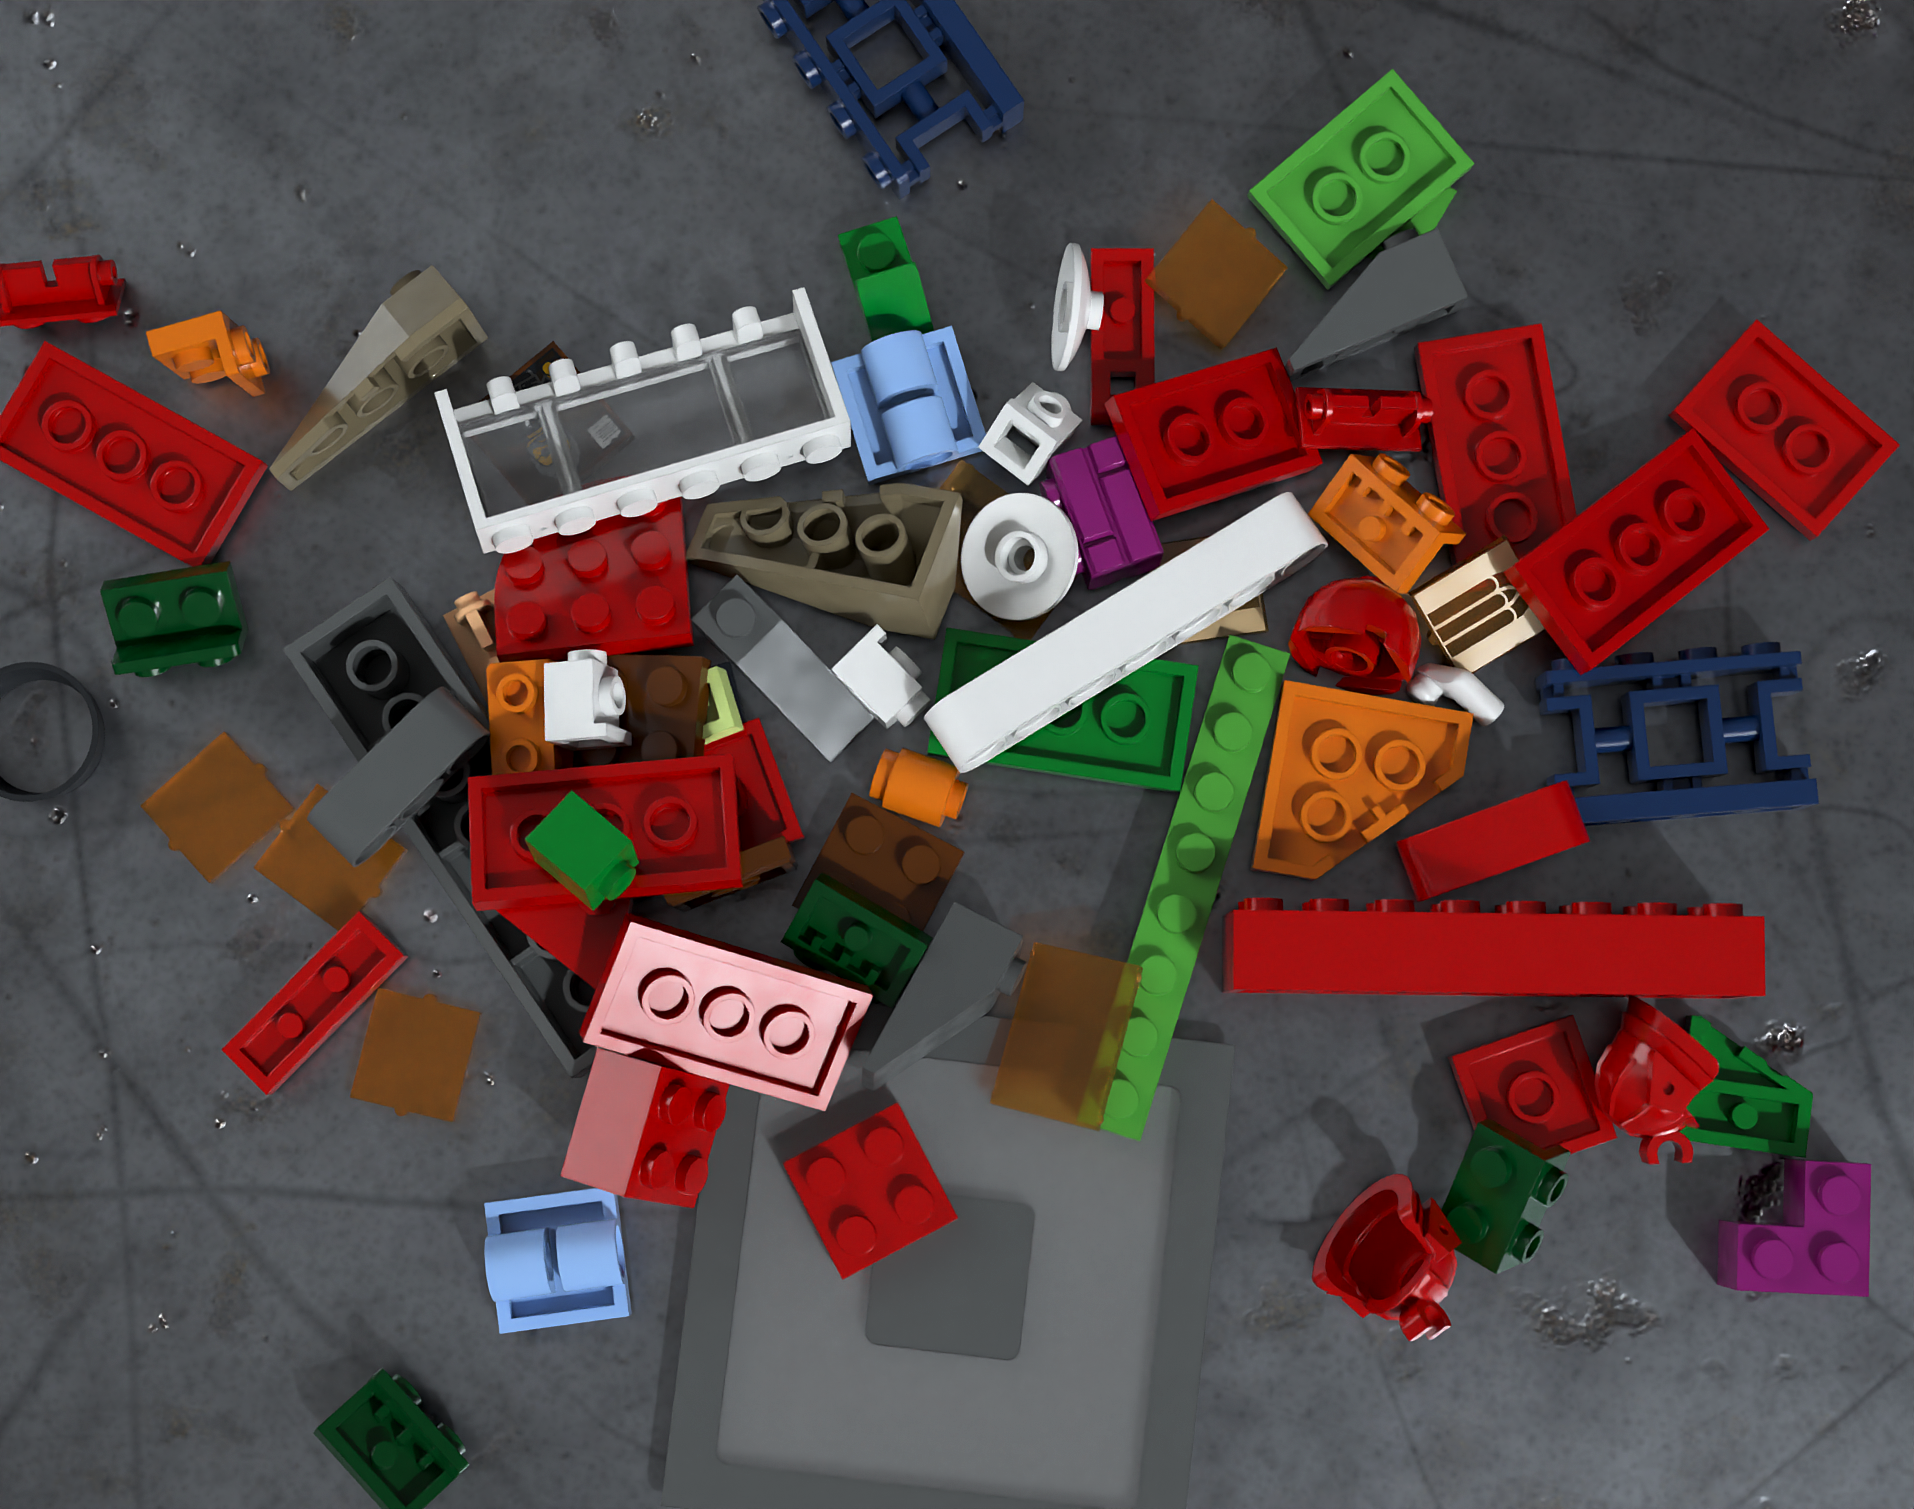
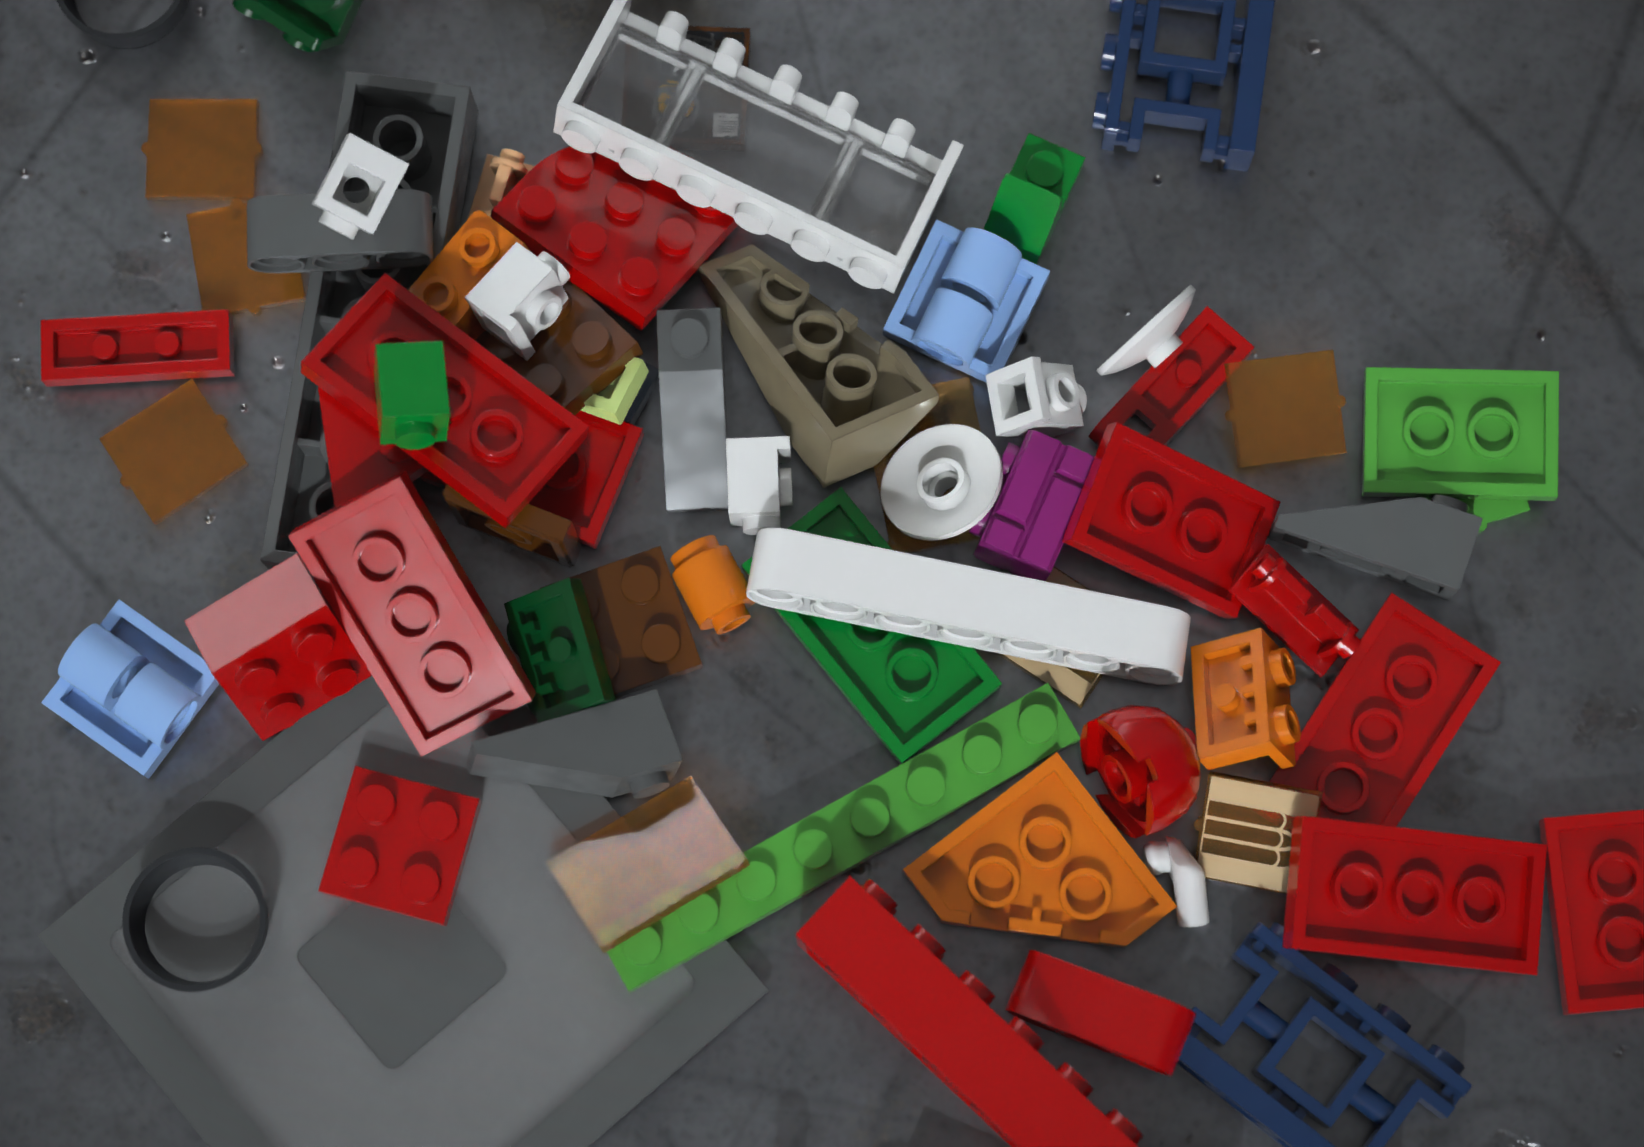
camera: 45 degrees right, 5 degrees down
(403, 708) = (379, 172): none -> white brick
(734, 1435) = (141, 894): none -> black tyre

